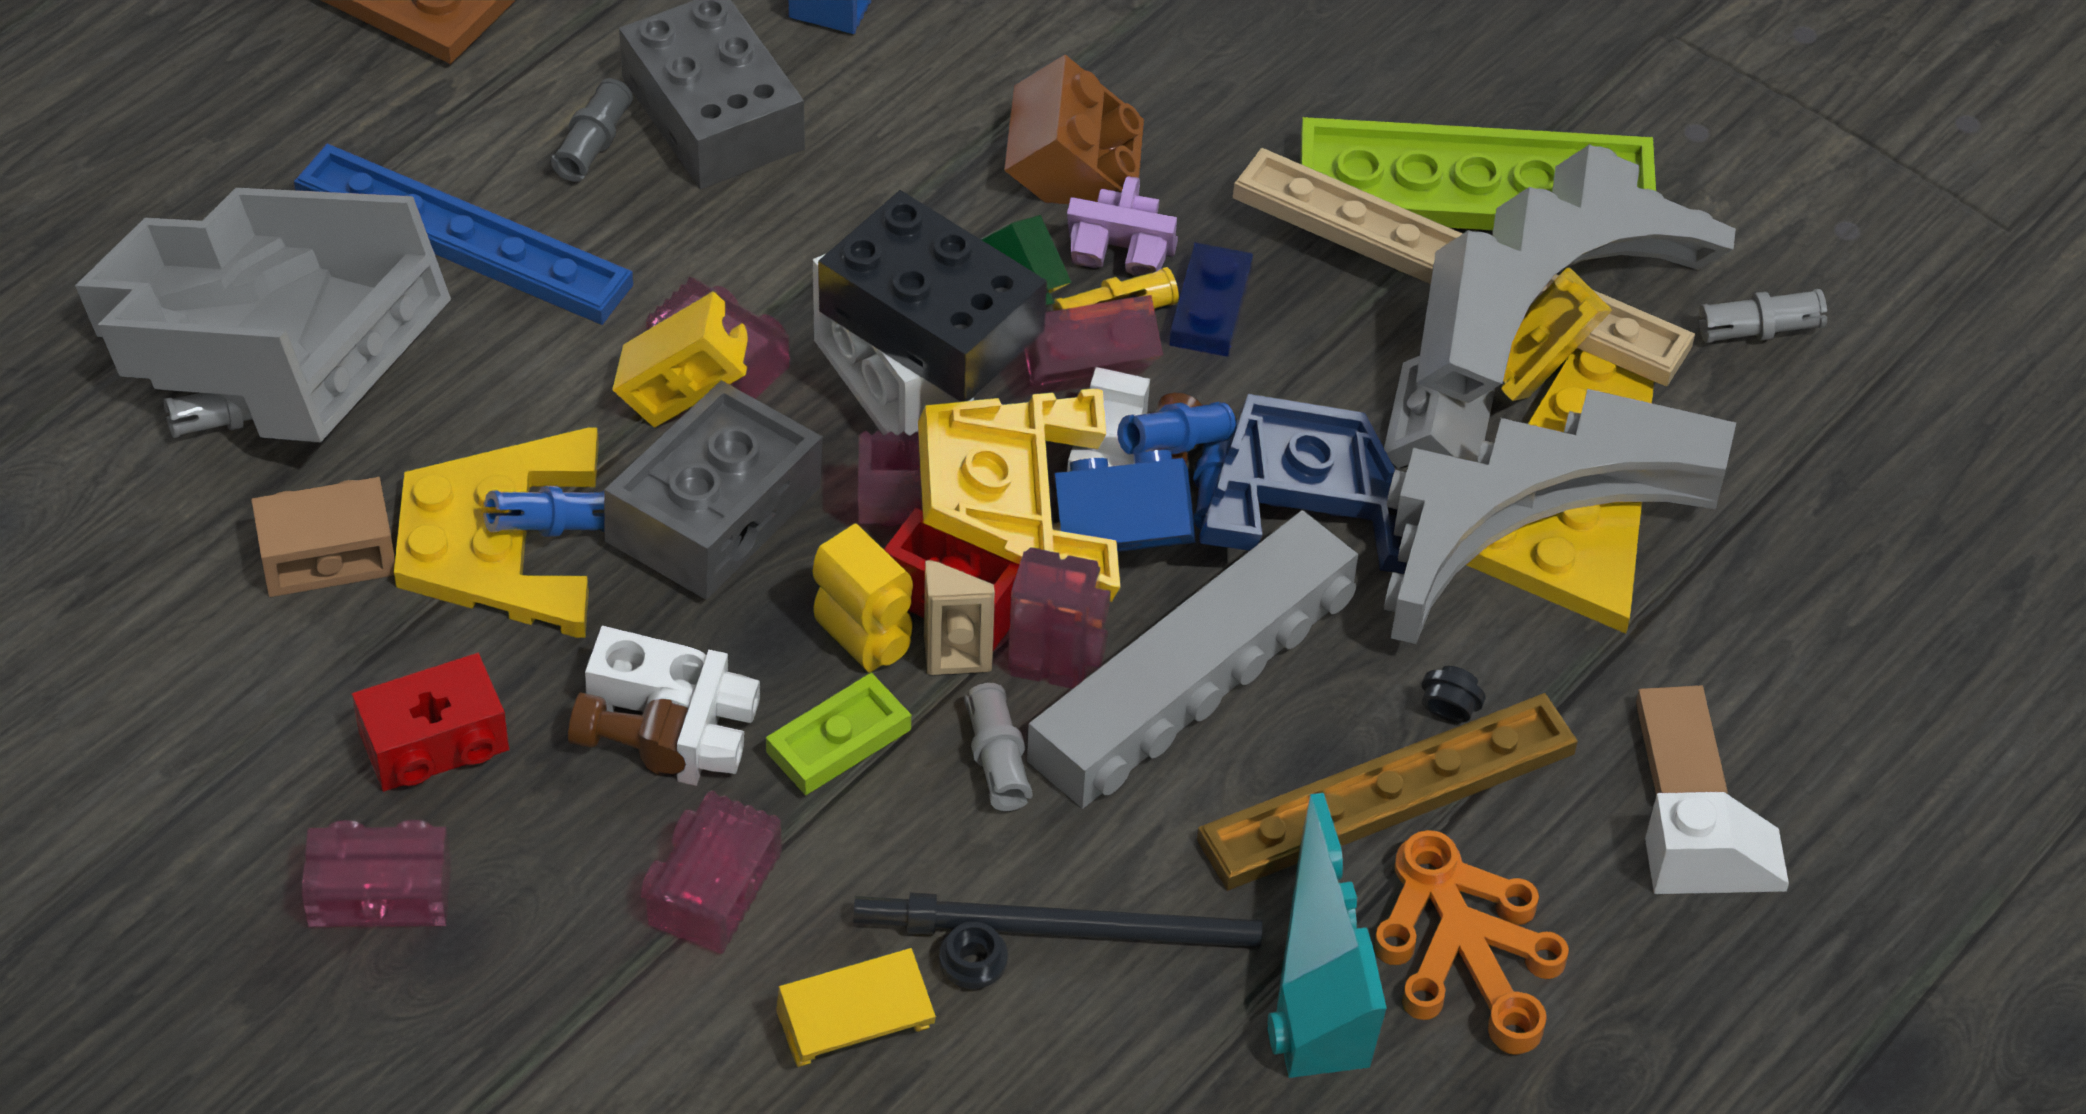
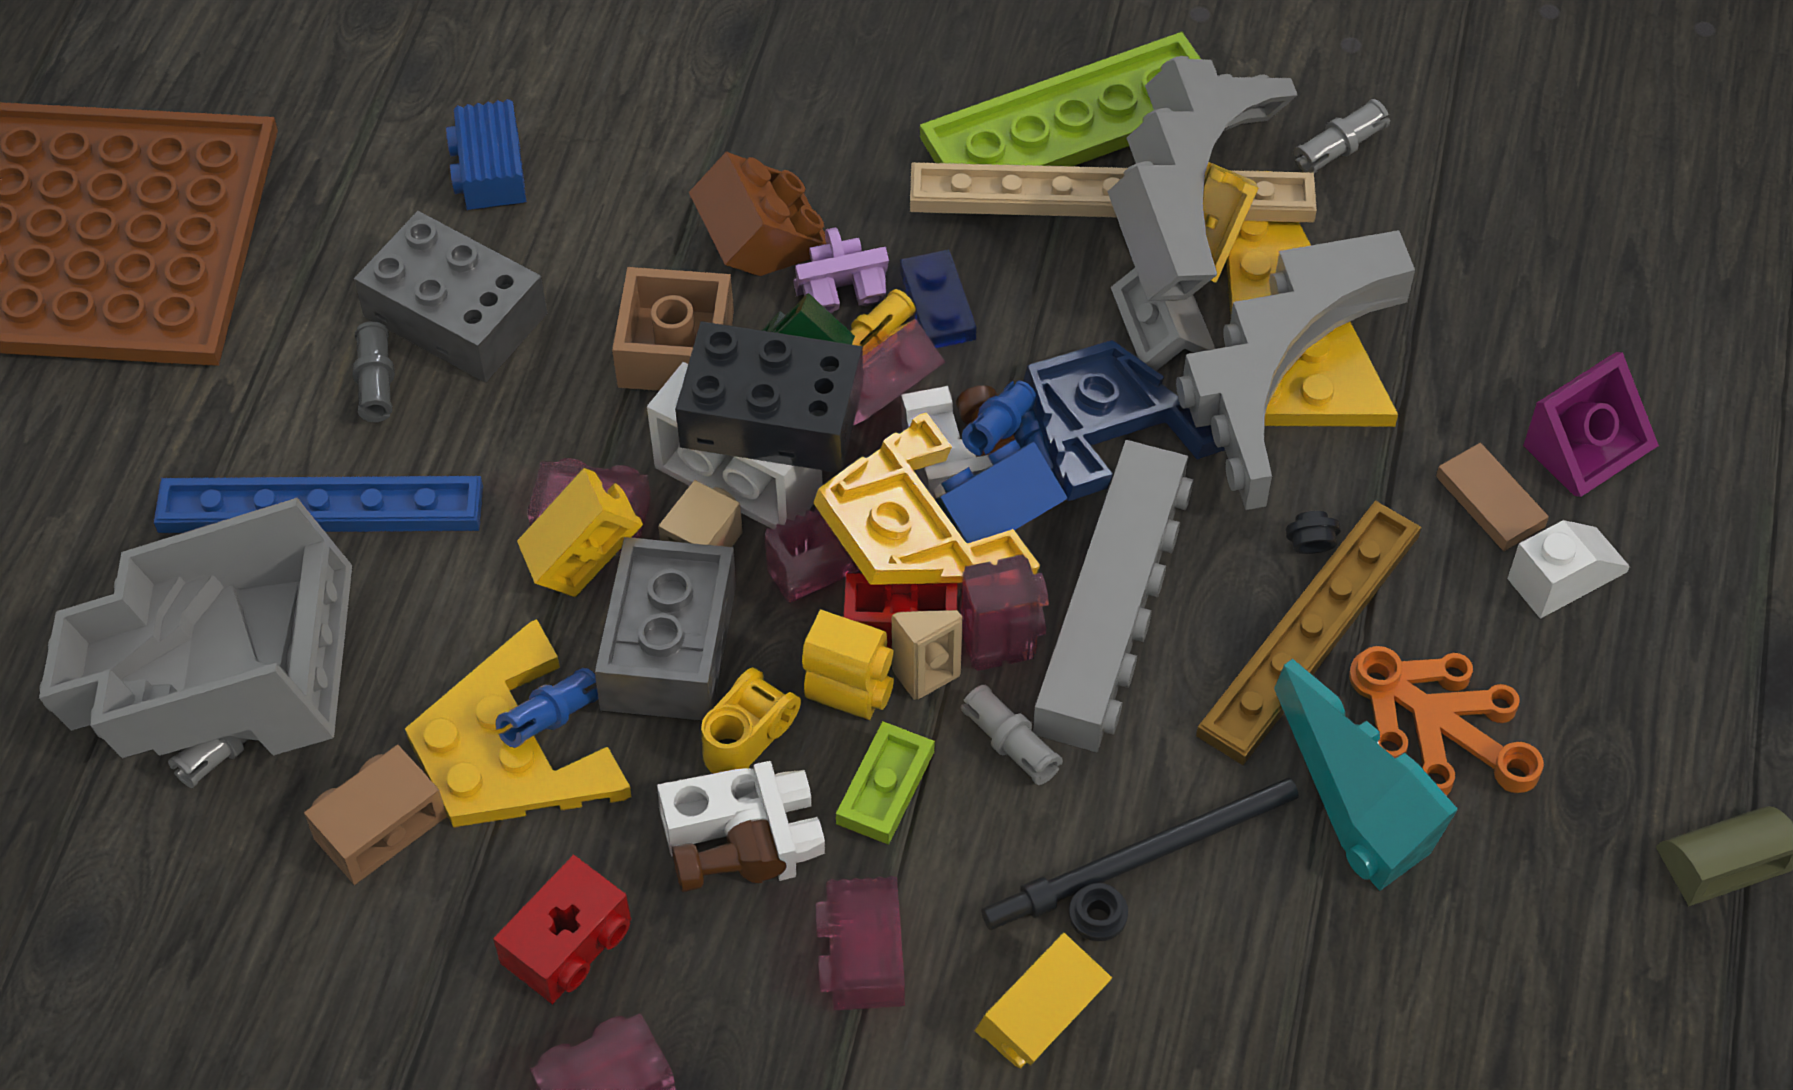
camera: 25 degrees left, 5 degrees up
(735, 611) = (751, 715): none -> yellow piece
(821, 402) = (703, 517): none -> tan brick
(920, 170) = (662, 319): none -> medium nougat brick
(1837, 719) = (1591, 427): none -> magenta slope

